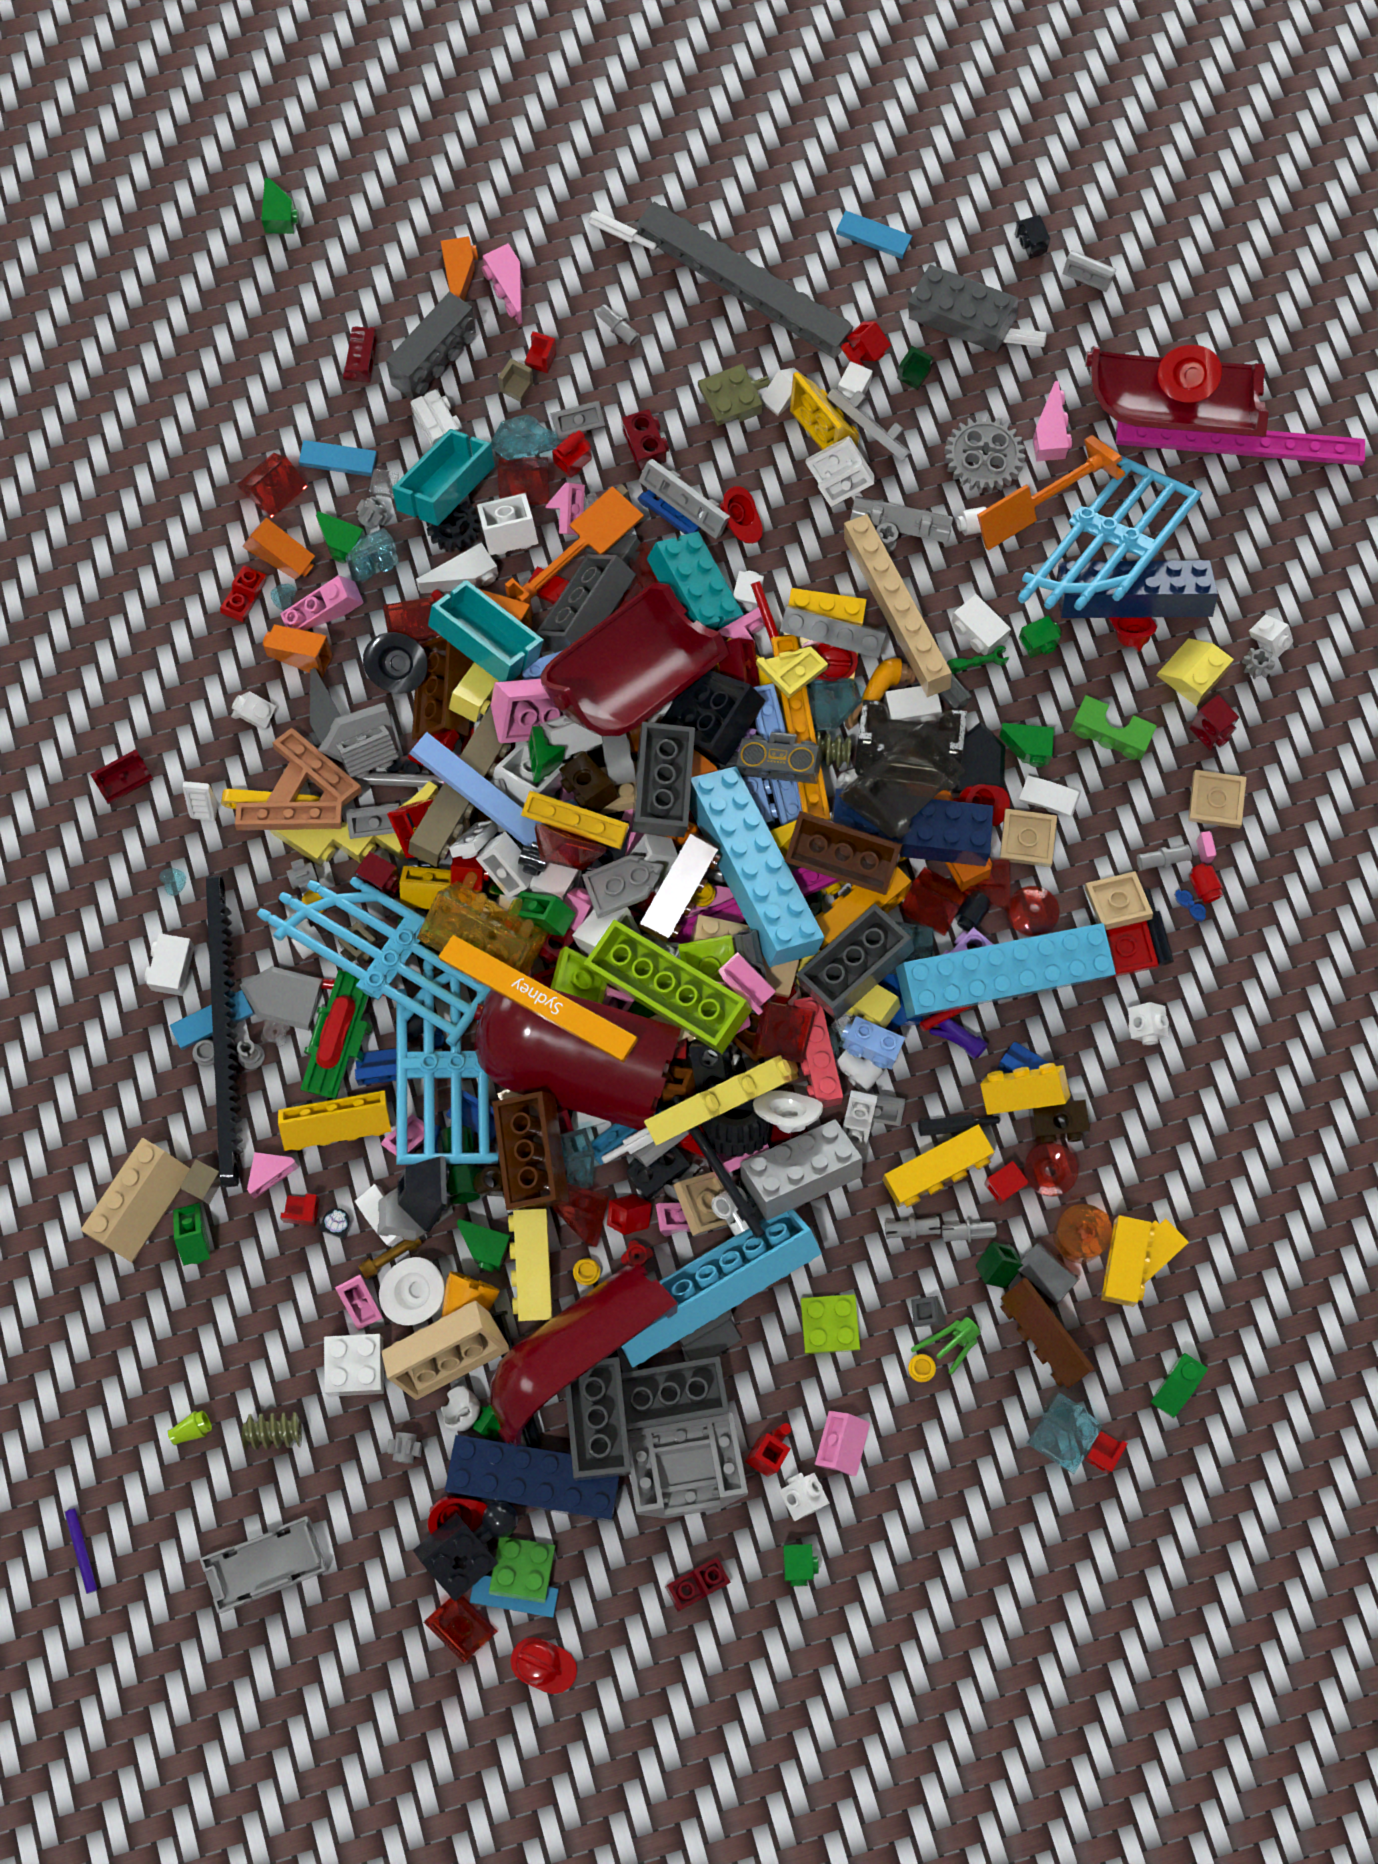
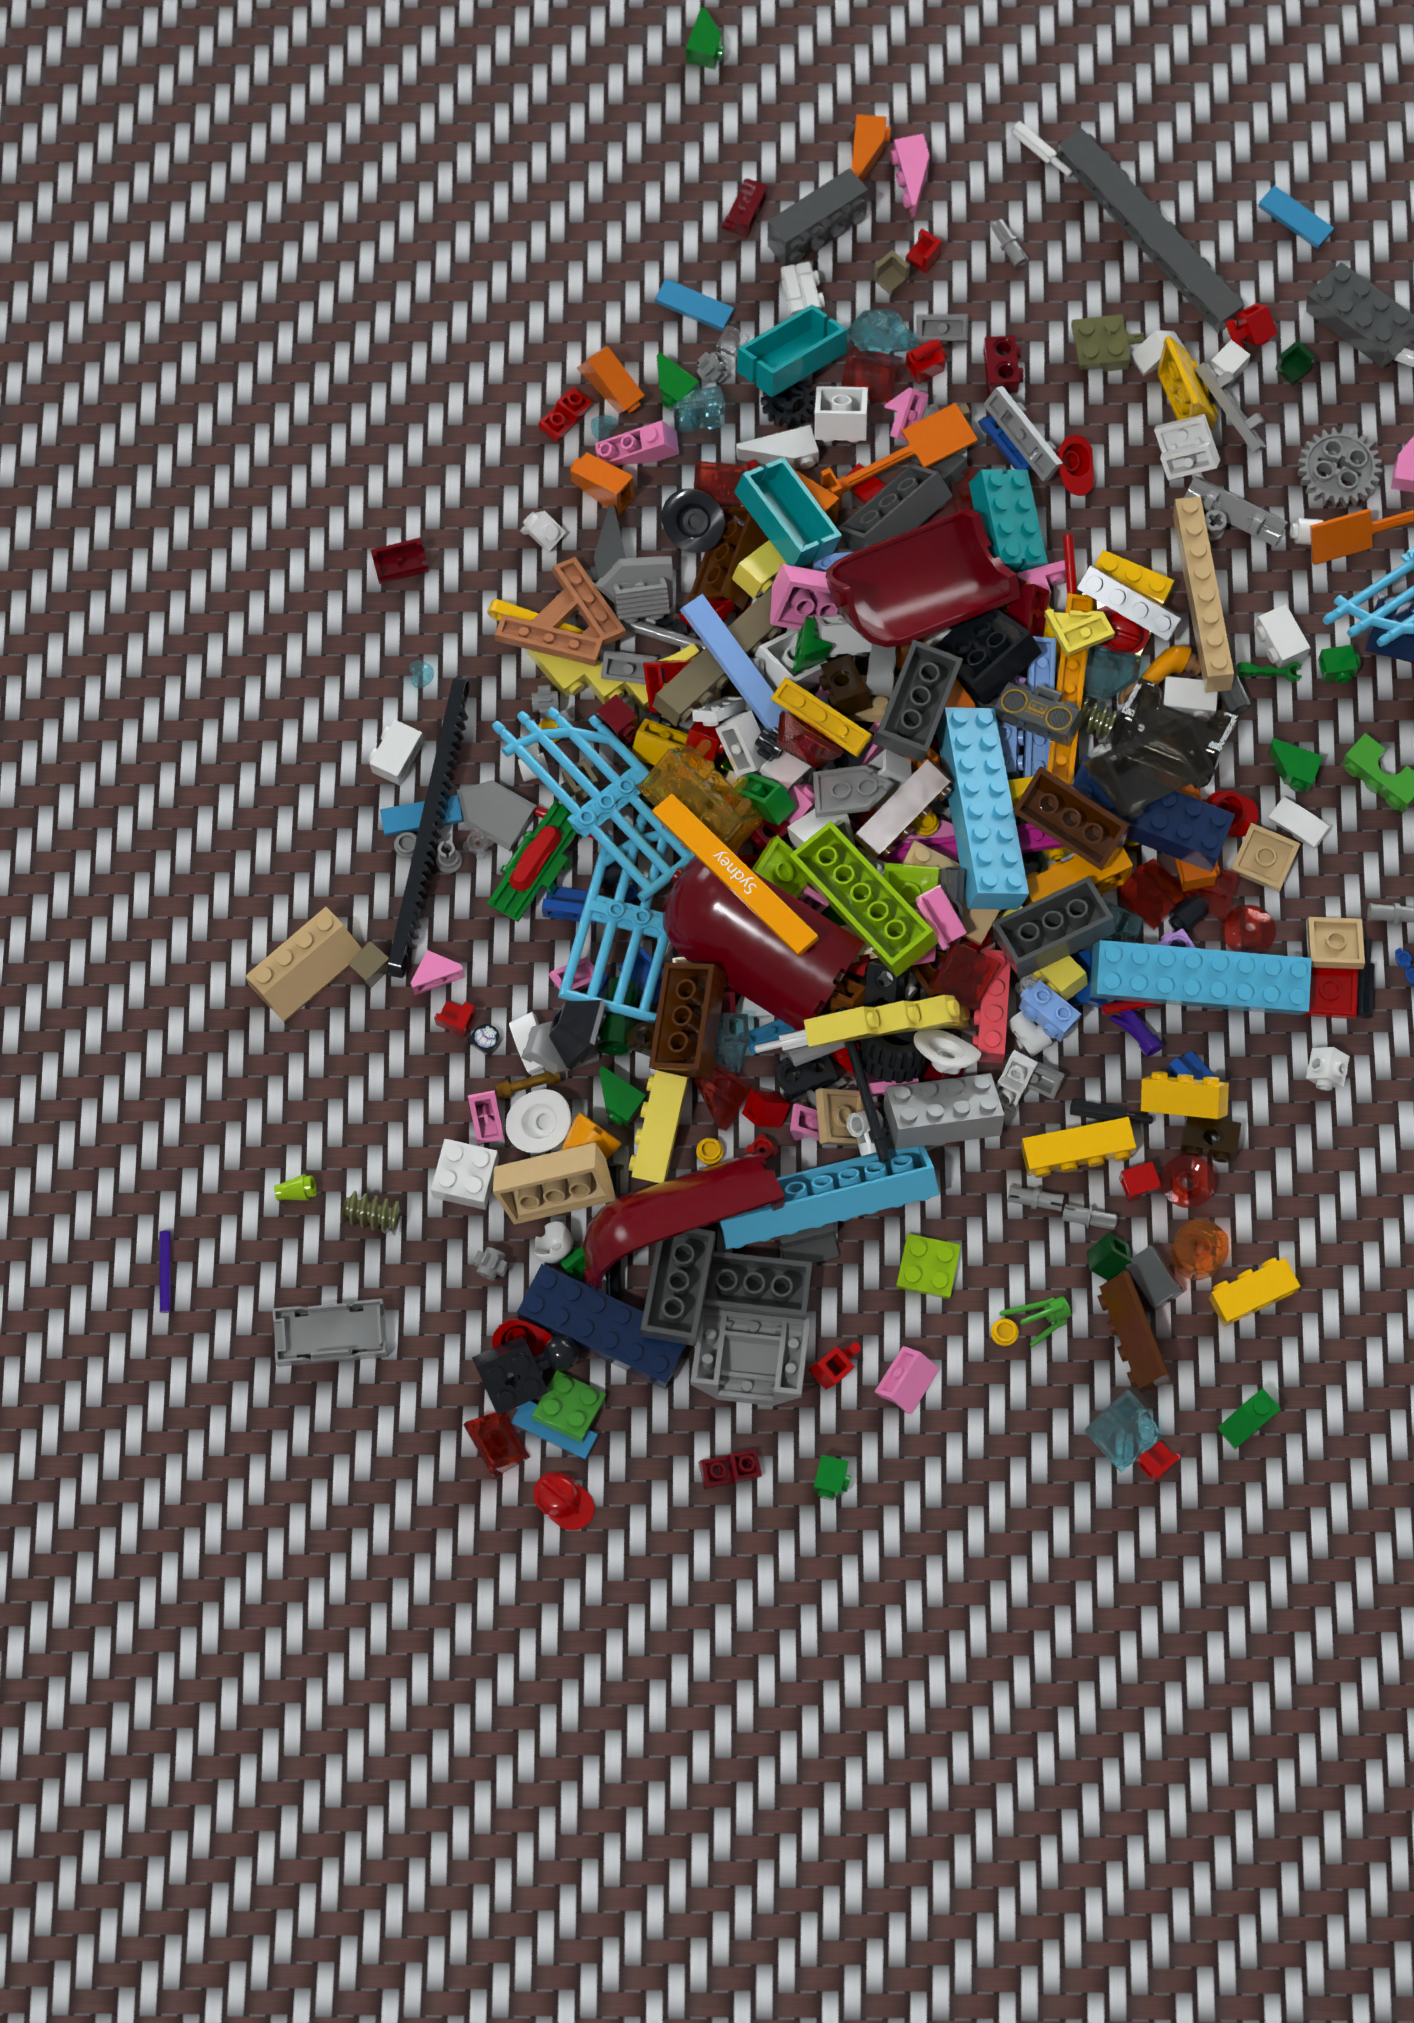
camera: 20 degrees right, 0 degrees up
(191, 1234) = (346, 1011): green slope -> none
(200, 800) = (468, 603): white slope -> none
(273, 484) = (623, 314): clear red slope -> none
(334, 1121) = (511, 942): yellow brick -> none
(743, 591) = (1054, 540): white brick -> none
(803, 1495) = (854, 1416): white brick -> none
(835, 1044) = (1011, 1004): clear light blue piece -> none
(927, 1312) = (1026, 1282): dark grey slope -> none
(981, 759) = (1241, 768): black tile -> none
(1127, 1261) = (1233, 1285): yellow brick -> none

